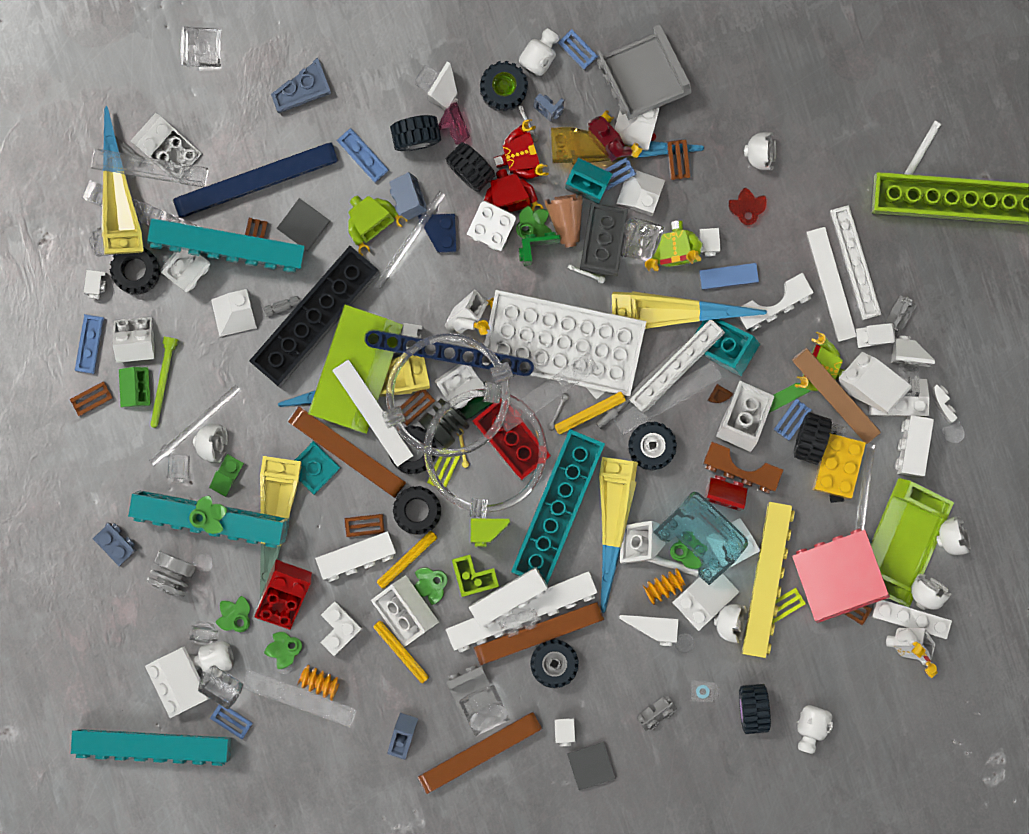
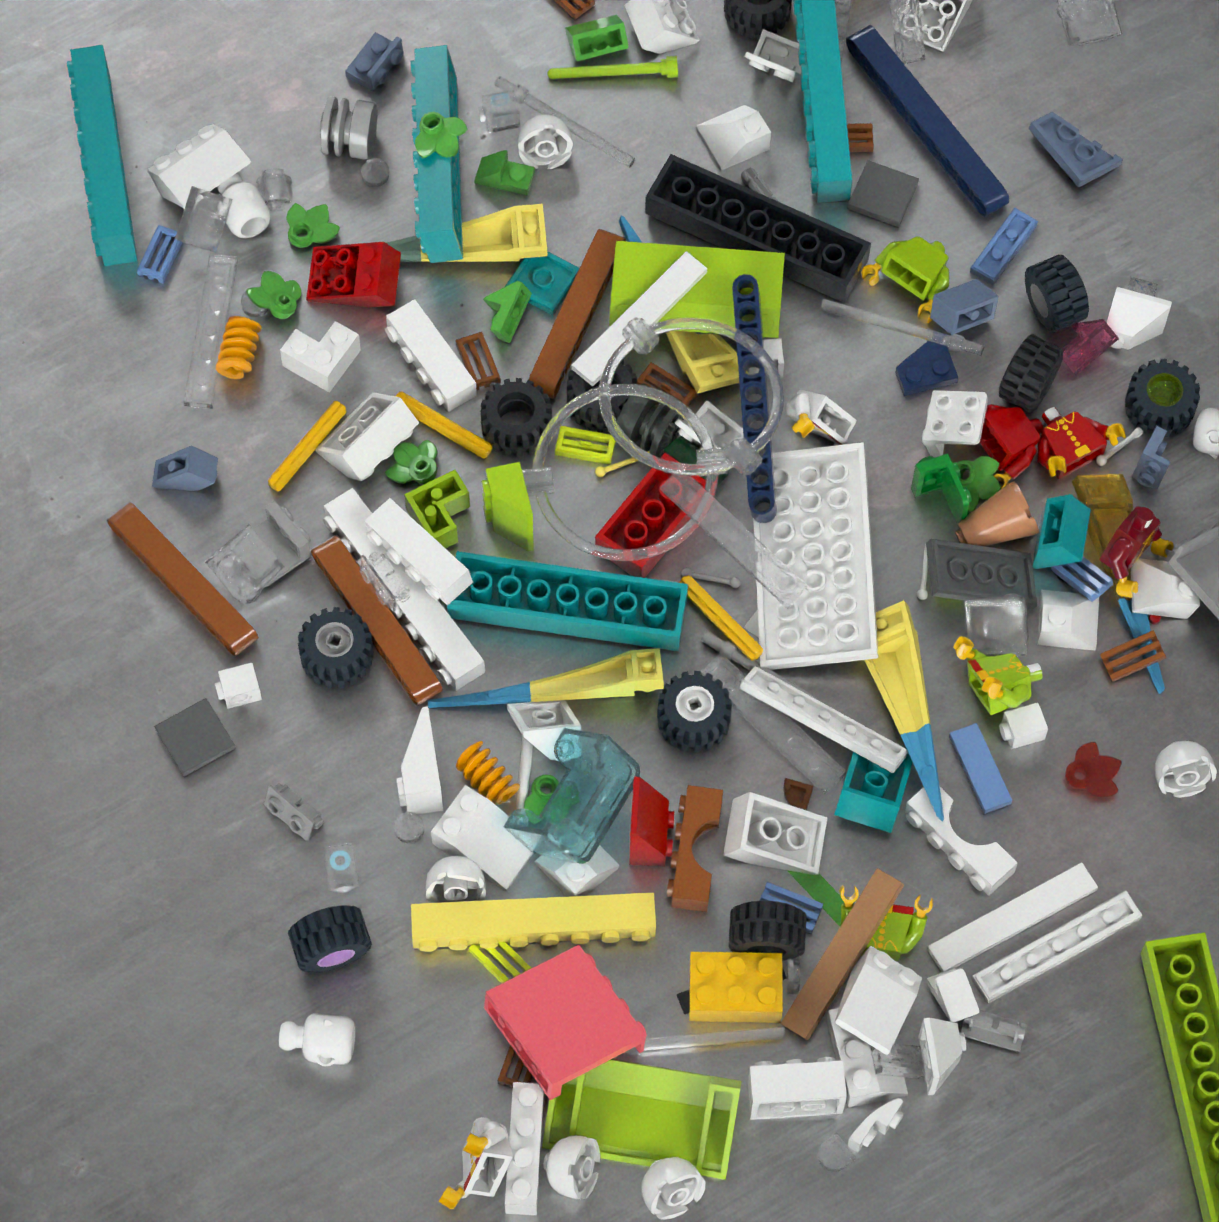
camera: 75 degrees right, 20 degrees down
(333, 494) = (510, 305): none -> bright green slope

